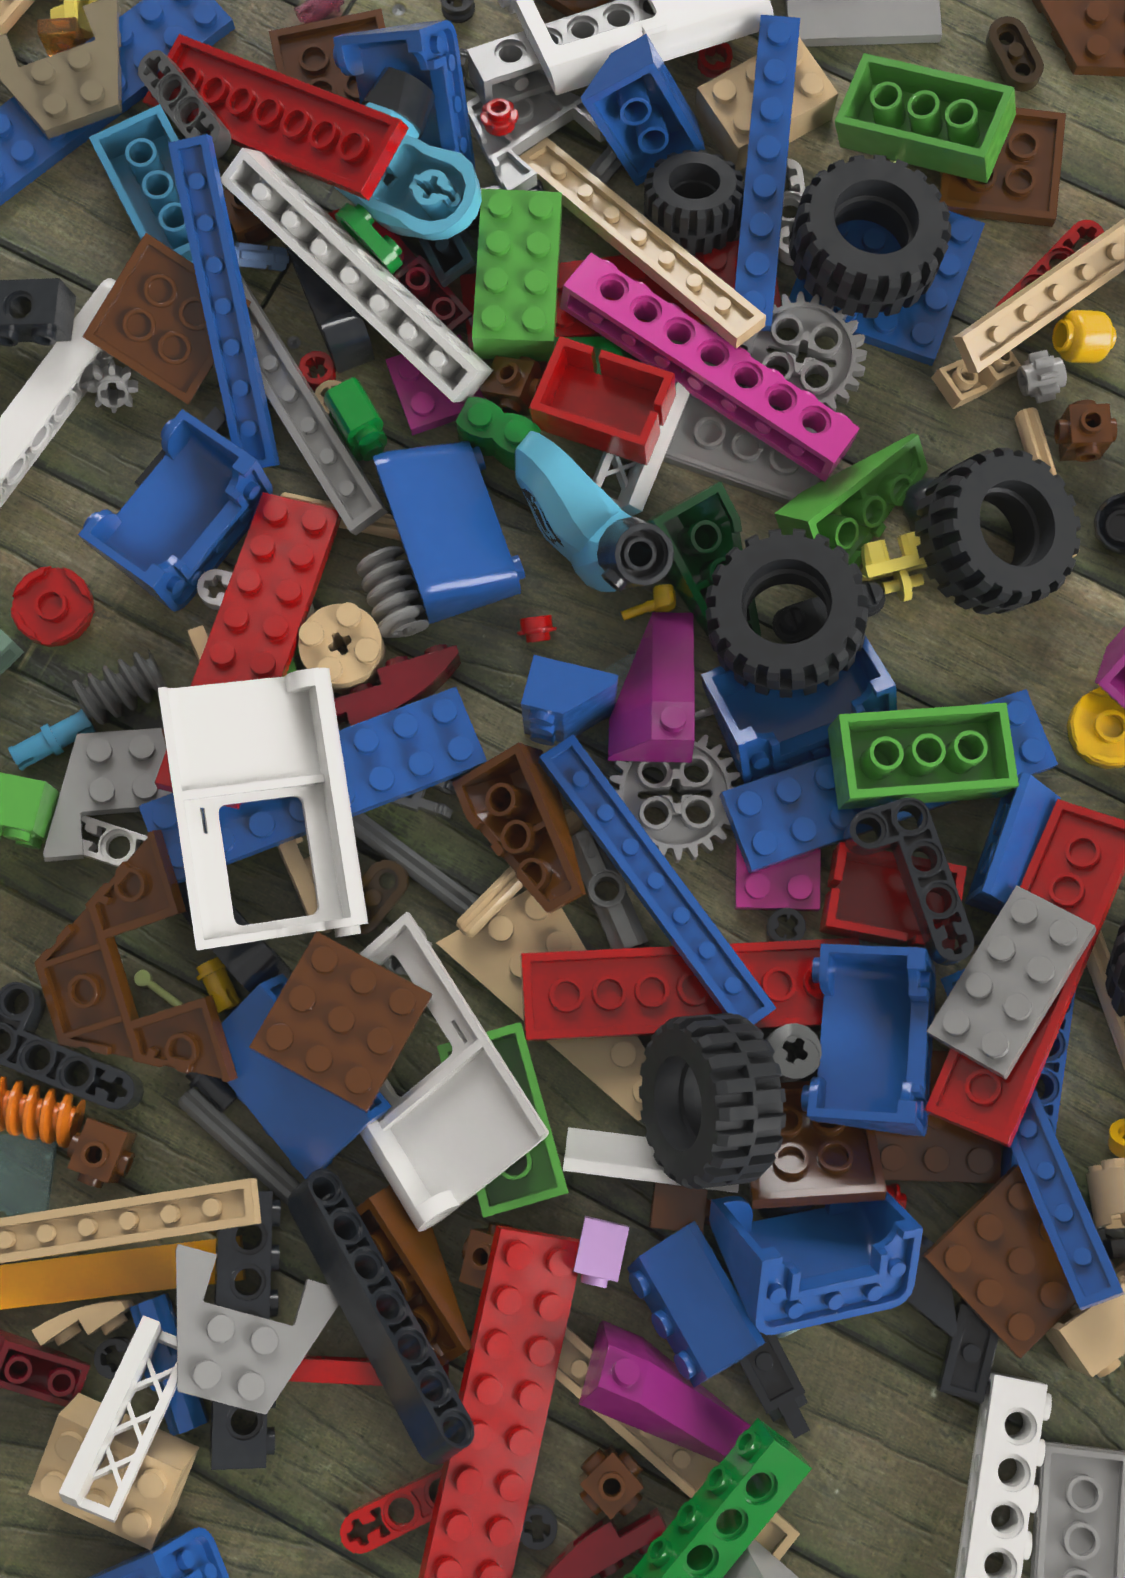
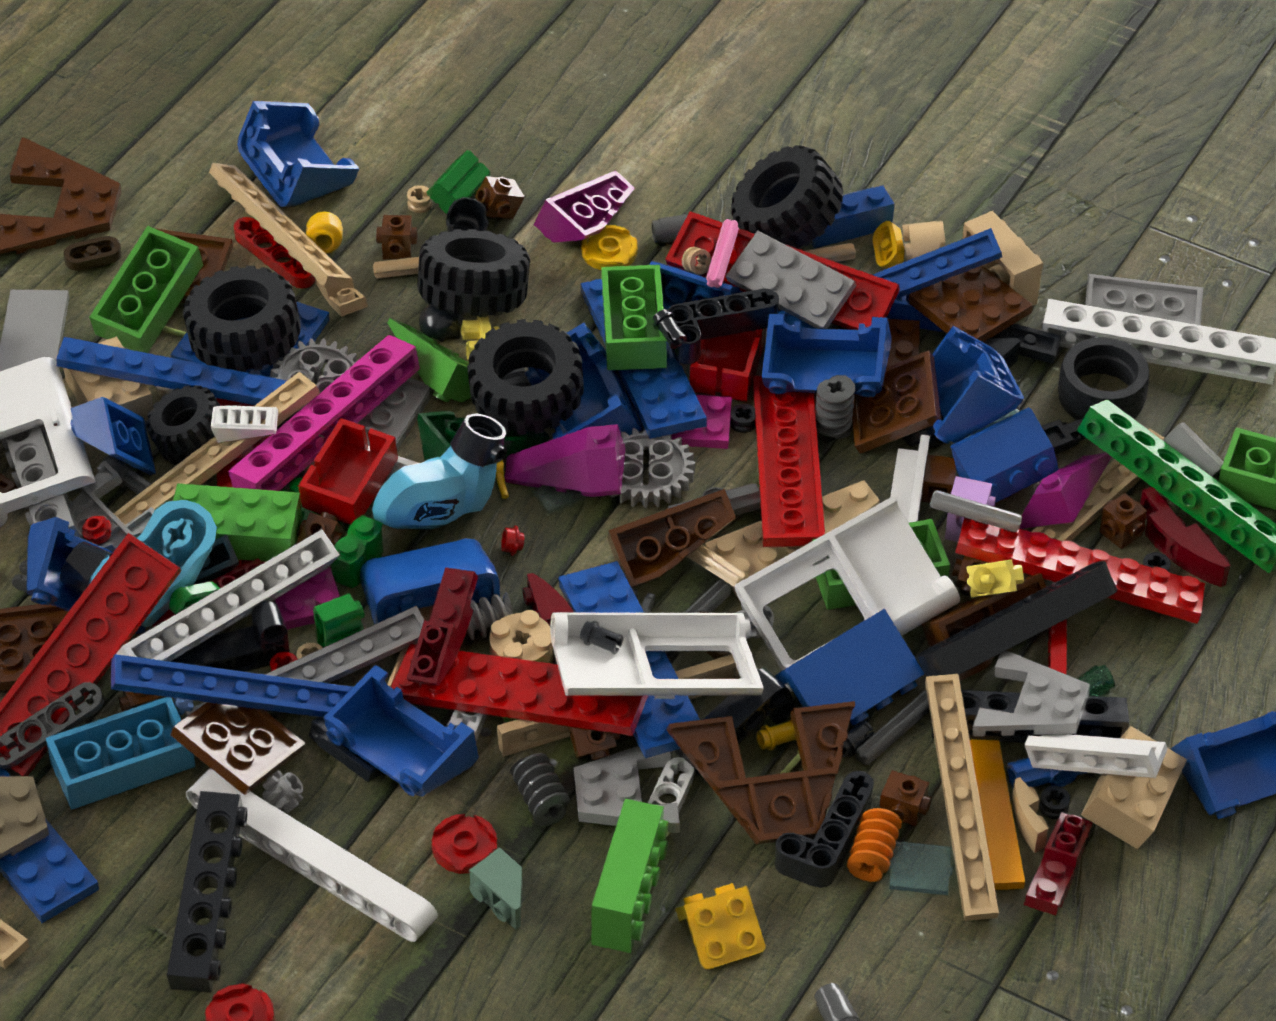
camera: 90 degrees left, 30 degrees down
(50, 740) = (578, 838): dark azure pin -> none
(286, 733) = (601, 637): none -> black pin
(312, 1417) = (1099, 679): none -> clear green cone
(325, 543) = (445, 630): none -> dark red slope
(341, 1022) = (814, 620): reddish brown plate -> none
(415, 1491) = (1148, 627): red beam -> none
(437, 1274) = (994, 578): none -> light yellow hips
(562, 1256) = (976, 511): none -> light grey axle
(565, 699) = (578, 506): blue slope -> none
(655, 882) = (713, 465): blue plate -> none
(671, 232) = (232, 422): none -> white slope
(712, 1100) = (881, 462): black tyre -> none
(865, 799) = (668, 327): none -> black pin
(939, 1486) = (1103, 357): none -> black tyre
(1042, 376) = (352, 255): light grey gear -> none
(1047, 833) = (703, 260): none -> tan bush
(1047, 875) = (722, 253): none -> bright pink axle

